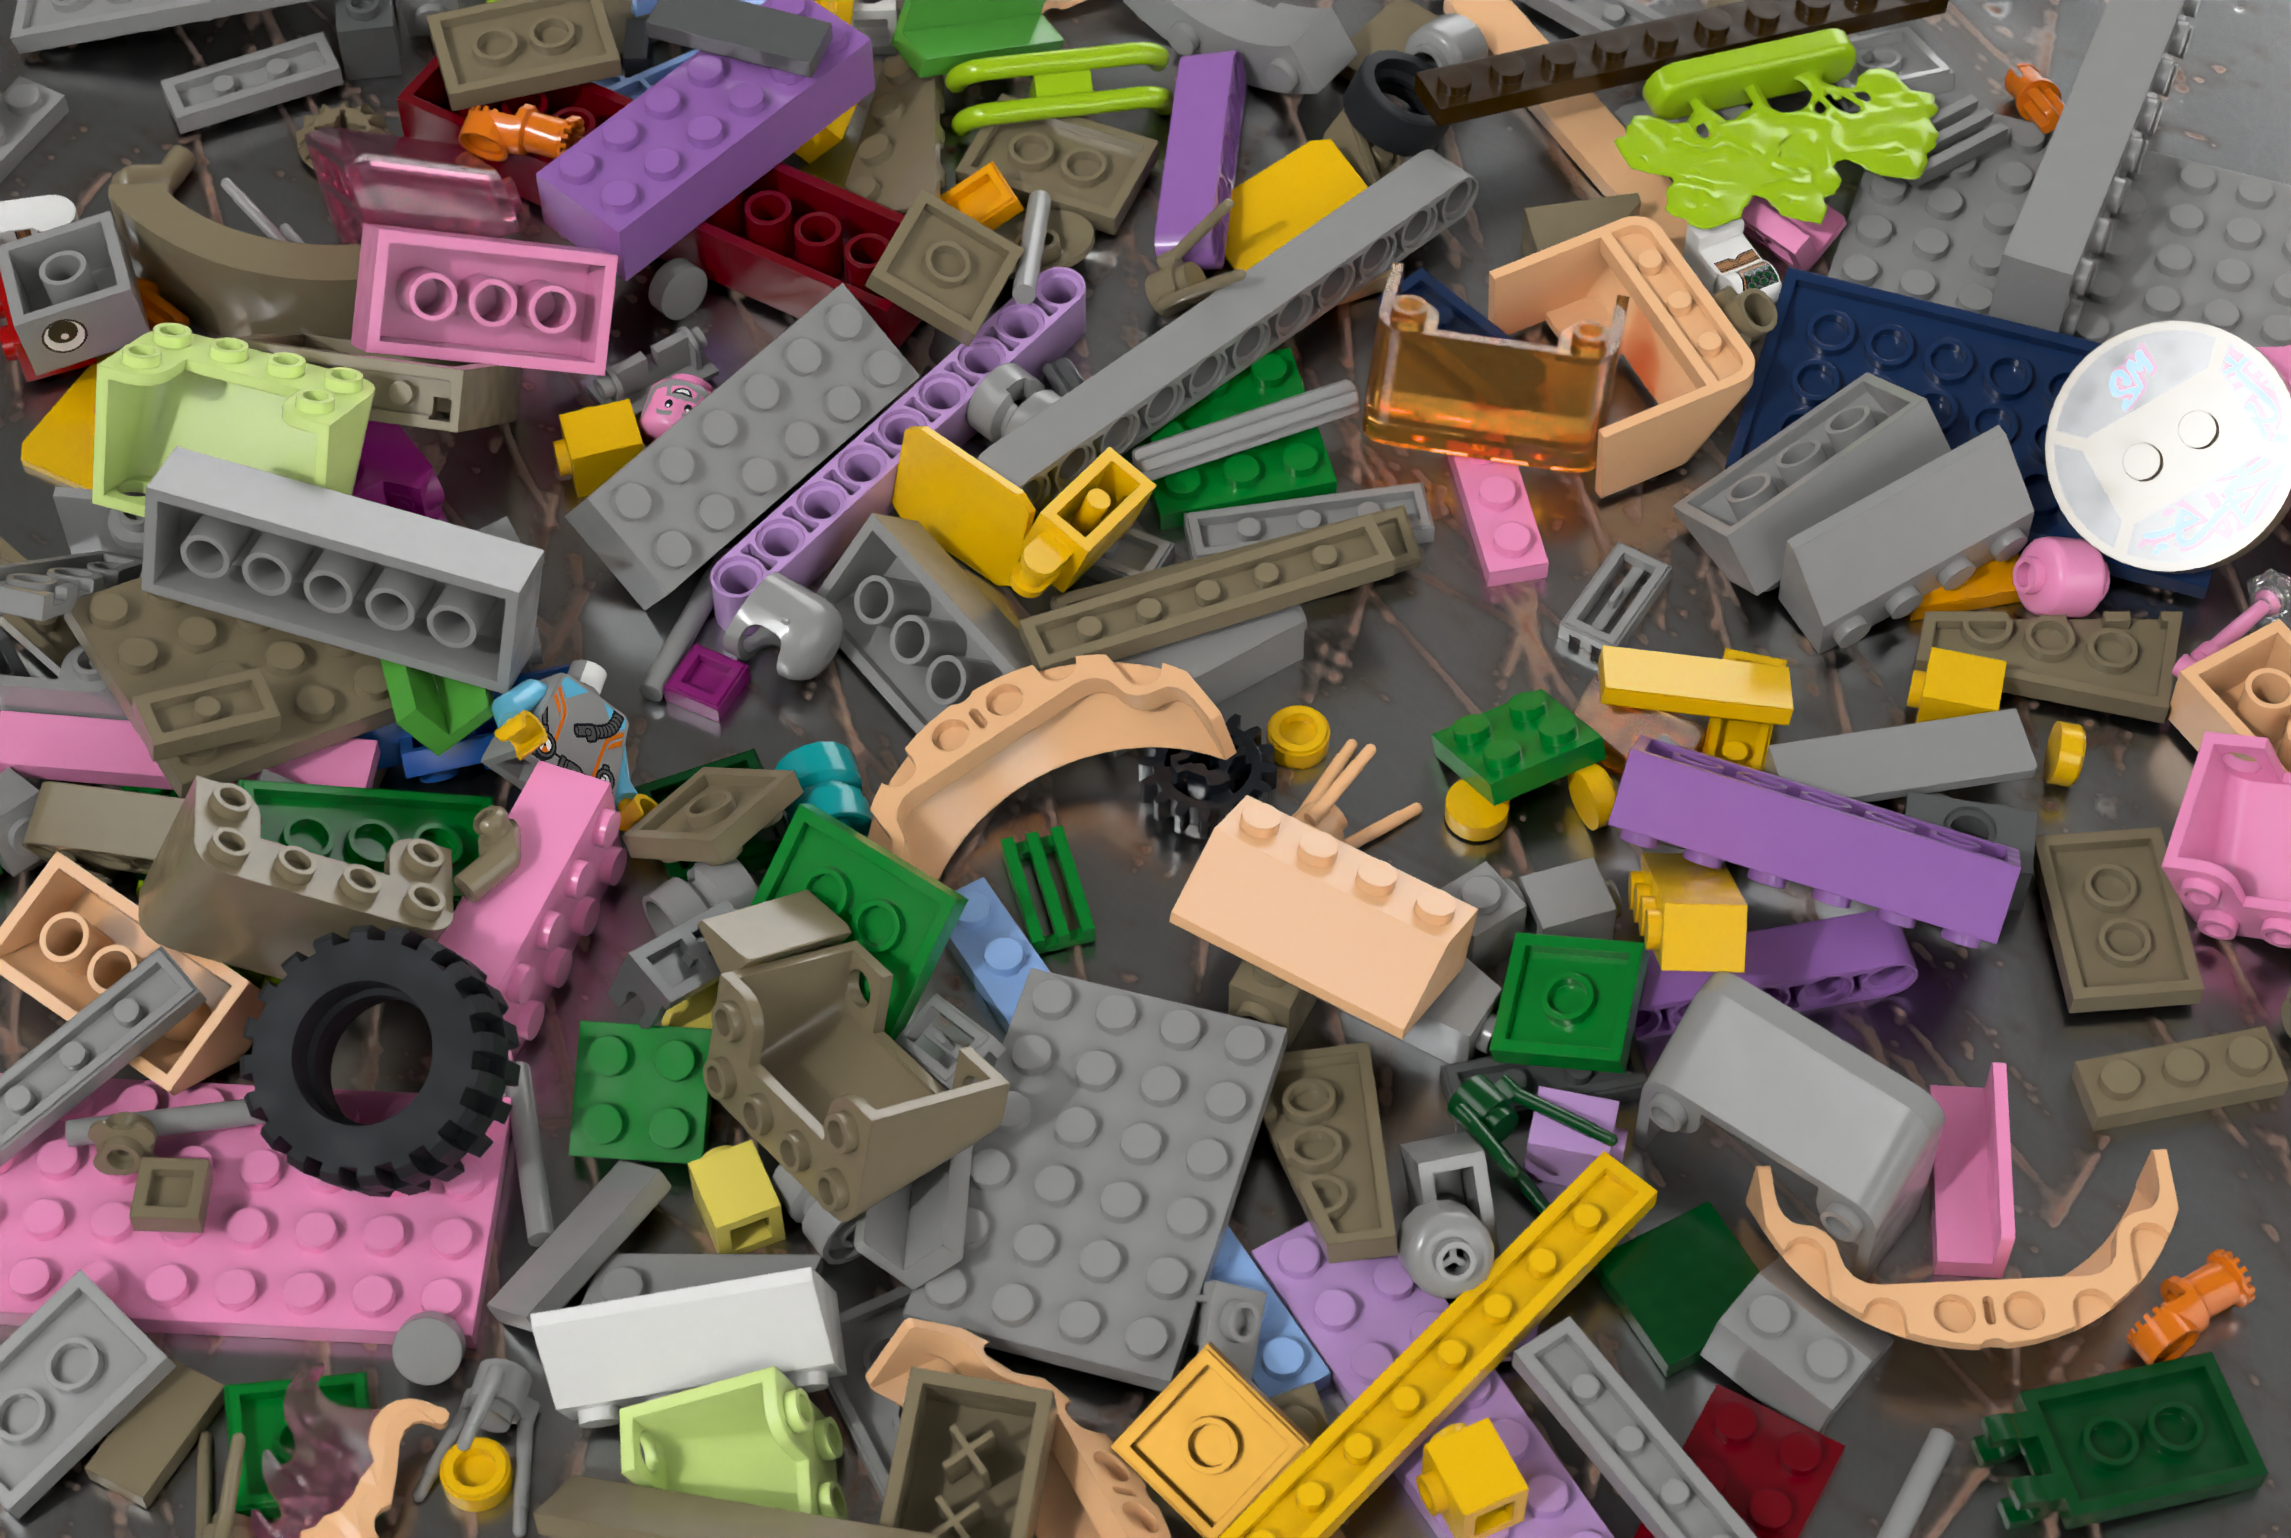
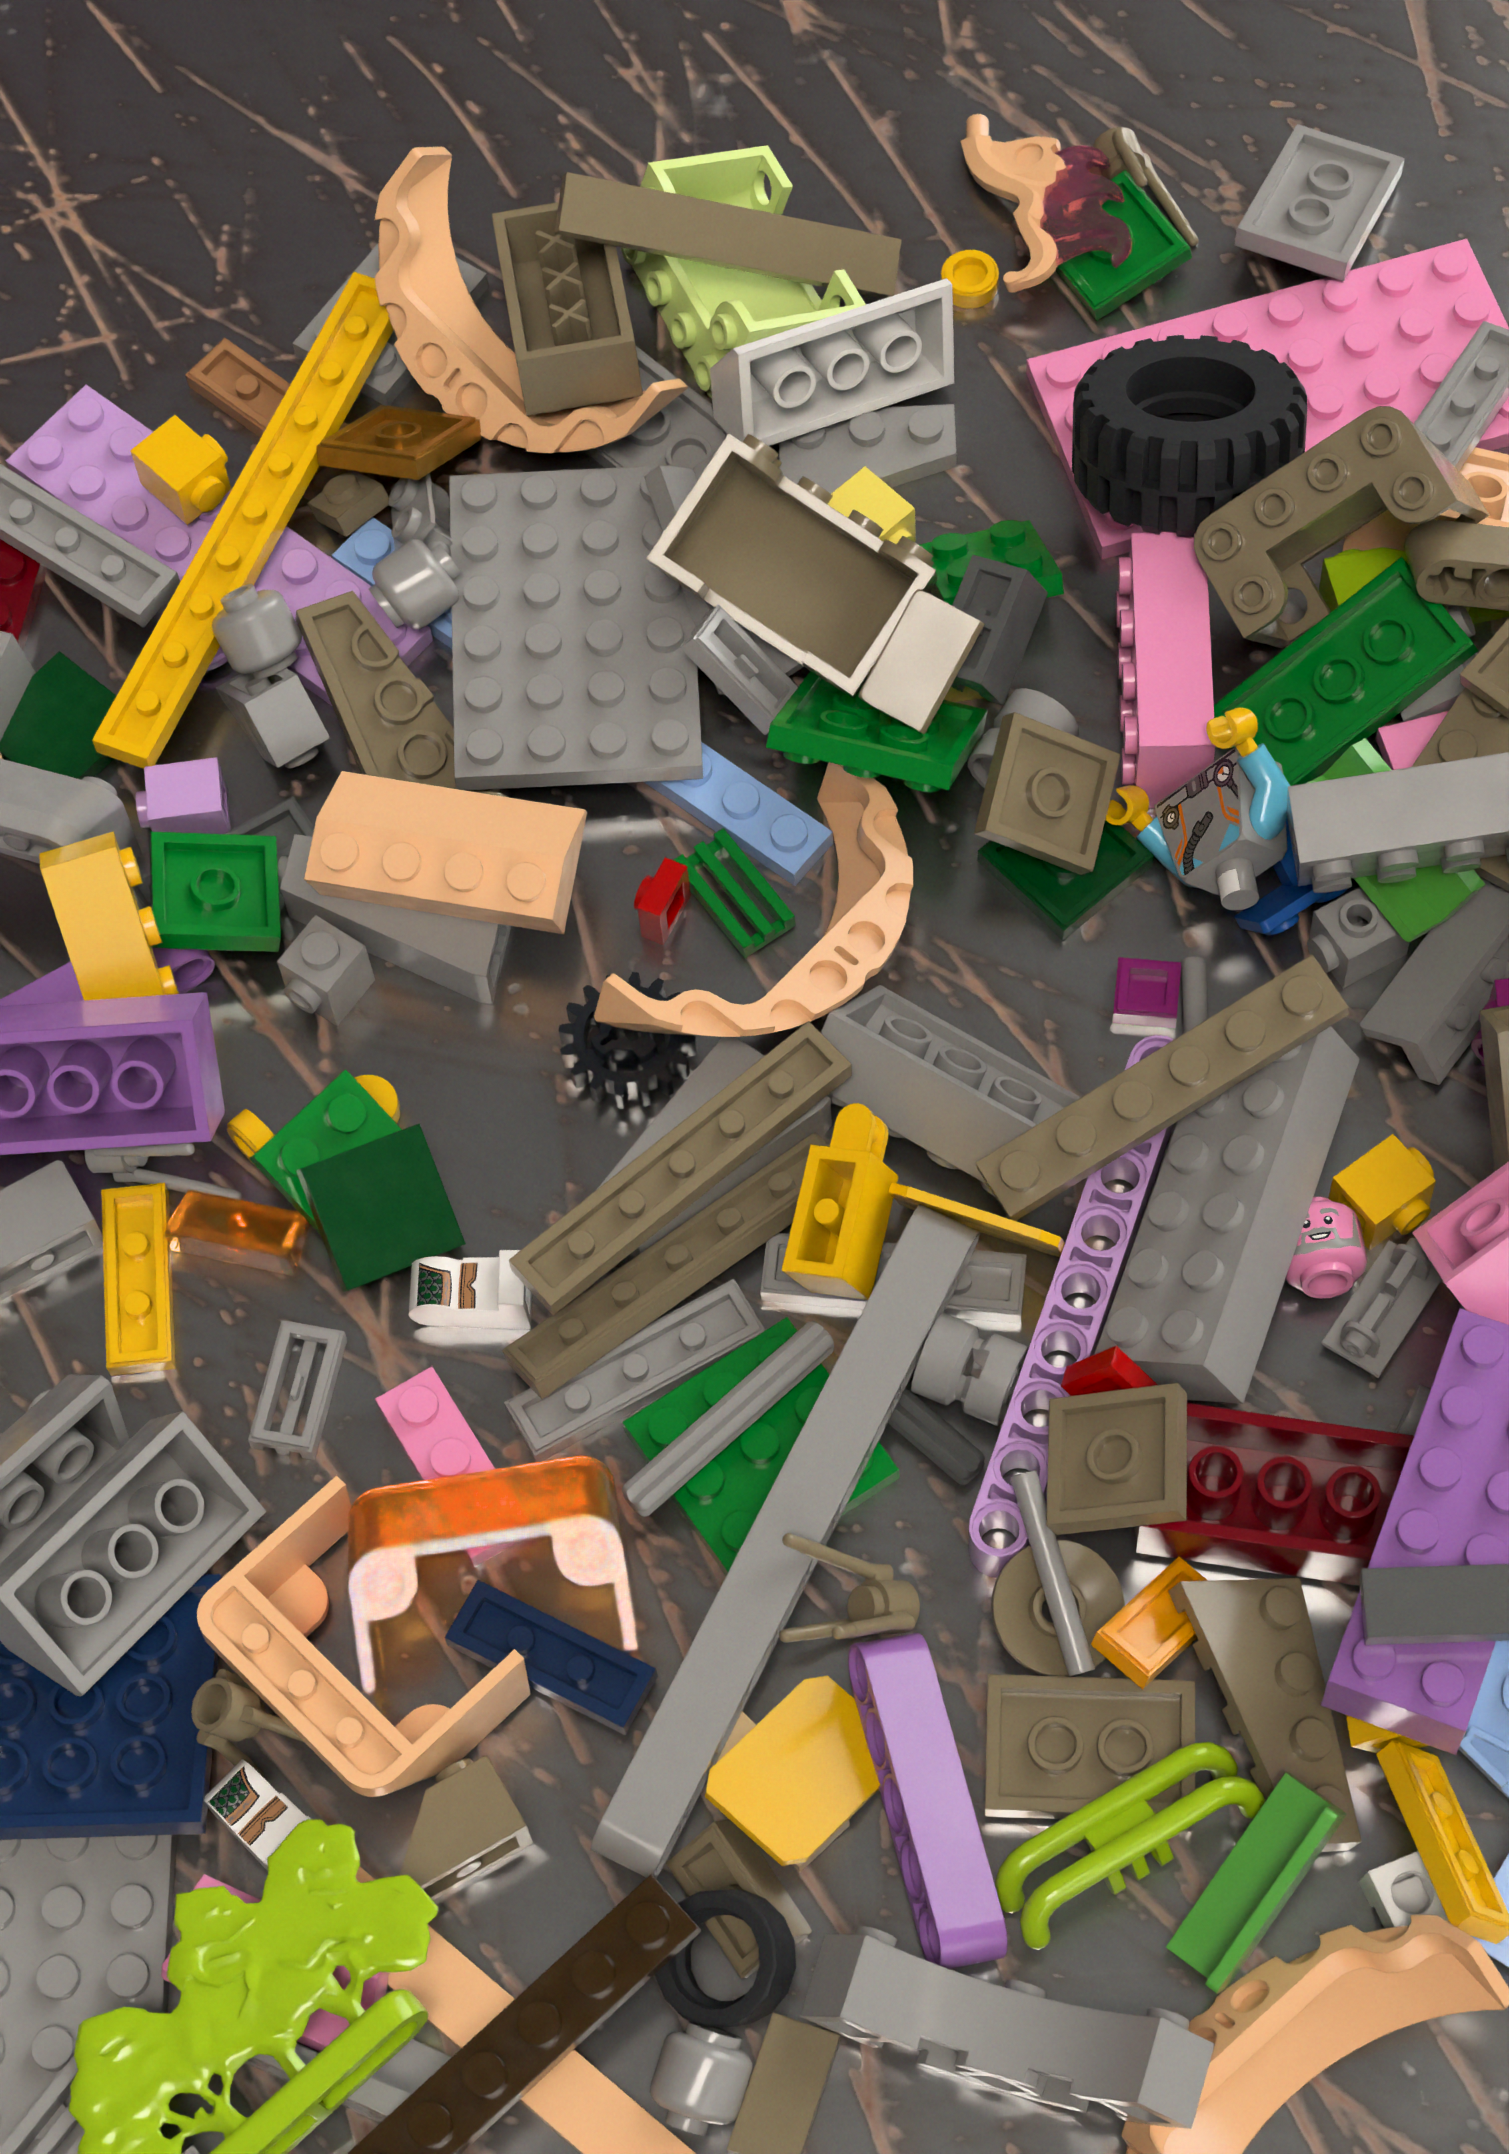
camera: 165 degrees right, 10 degrees up
(122, 1142) = (1377, 366): dark tan plate -> none
(156, 1435) = (1223, 208): dark tan tile -> none
(171, 1195) = (1316, 346): dark tan plate -> none
(175, 1120) = (1392, 395): light grey bar -> none
(428, 1348) = (1053, 336): light grey tile -> none
(493, 1405) = (980, 322): light grey plant -> none
(498, 854) = (1193, 631): dark tan arm -> none
(530, 1159) = (1065, 518): light grey bar -> none
(580, 1244) = (978, 449): light grey tile -> none
(756, 490) = (1162, 1088): none -> dark tan plate
(792, 619) = (1086, 1038): light grey helmet -> none
(829, 782) = (971, 888): teal wheel -> none
(919, 336) = (1103, 1373): none -> red plate
(1121, 886) = (662, 900): none -> red plate
(1255, 1244) = (415, 584): none -> light grey head
(1298, 736) = (562, 1128): yellow tile -> none
(1320, 808) = (502, 1027): light nougat plant -> none
(1431, 616) = (469, 1293): none -> white leg
(1489, 1117) = (255, 780): dark green plant -> none
(1494, 687) = (380, 1207): none -> dark green tile
(1571, 901) = (251, 1014): light grey brick -> none
(1695, 685) = (182, 1269): yellow tile -> none

